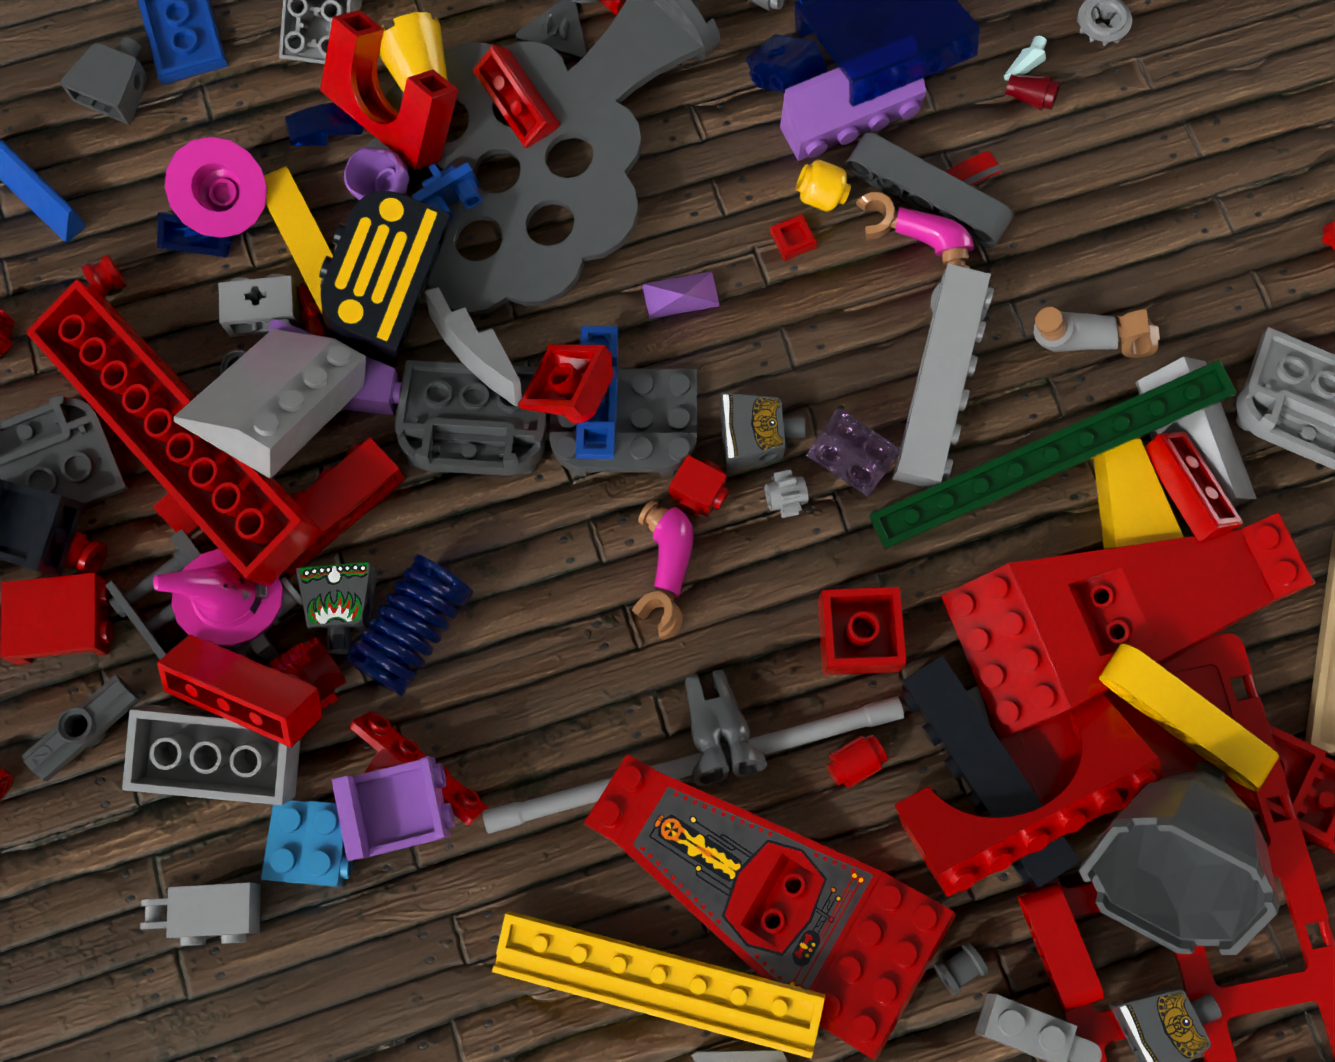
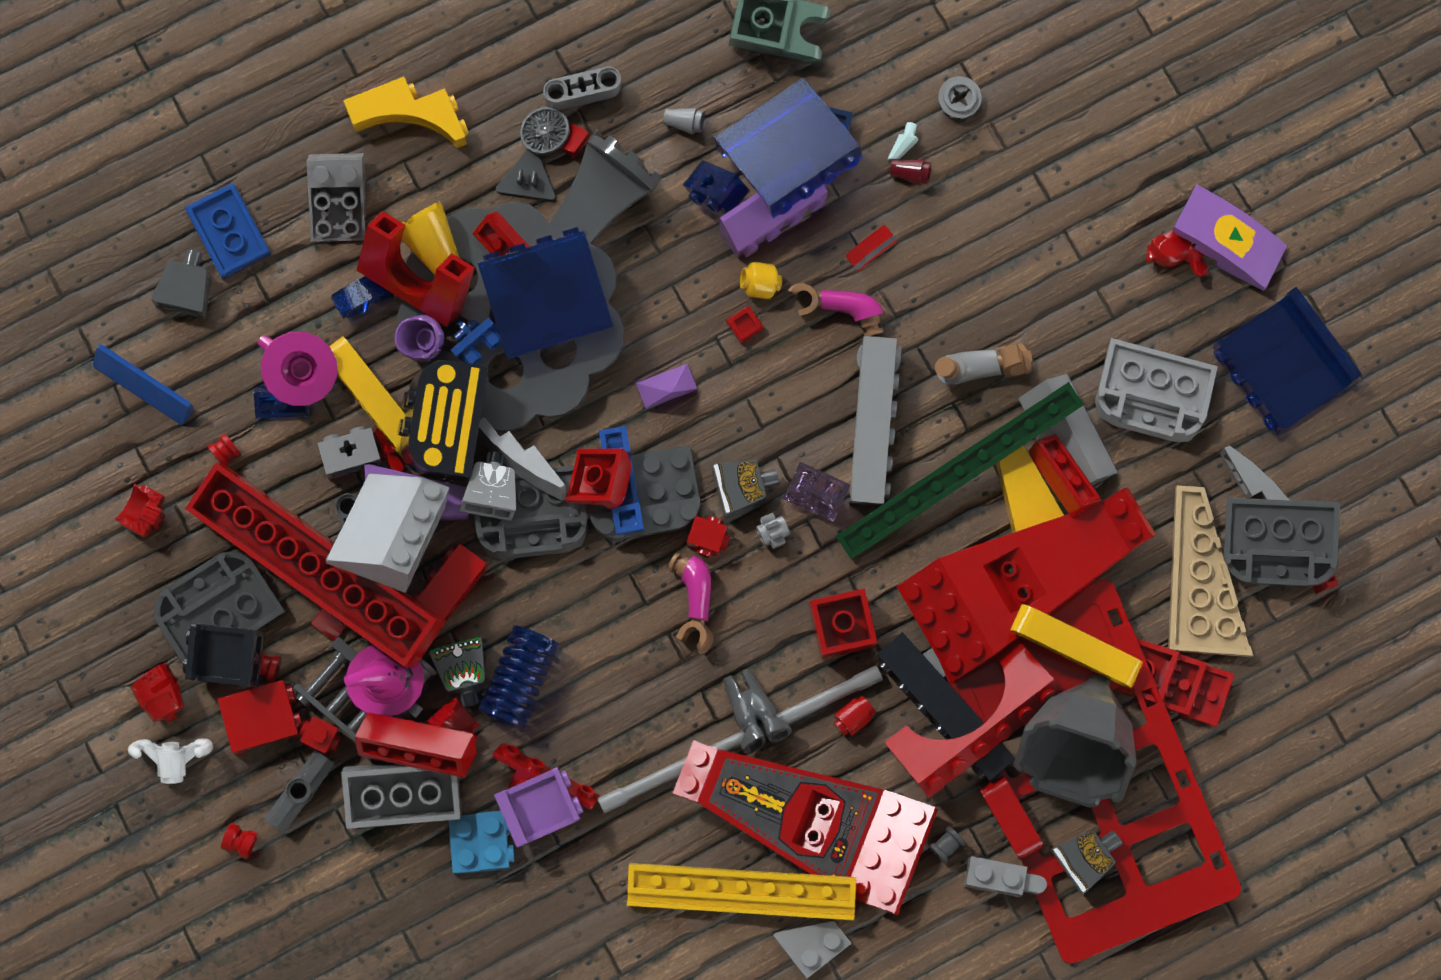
camera: 15 degrees left, 5 degrees up
(126, 657) = (320, 736): none -> red brick
(206, 912) = (420, 901): light grey brick -> none
(421, 373) = (491, 489): none -> light grey torso
(545, 144) = (545, 293): none -> clear blue panel
(928, 188) = (842, 269): dark grey beam -> none

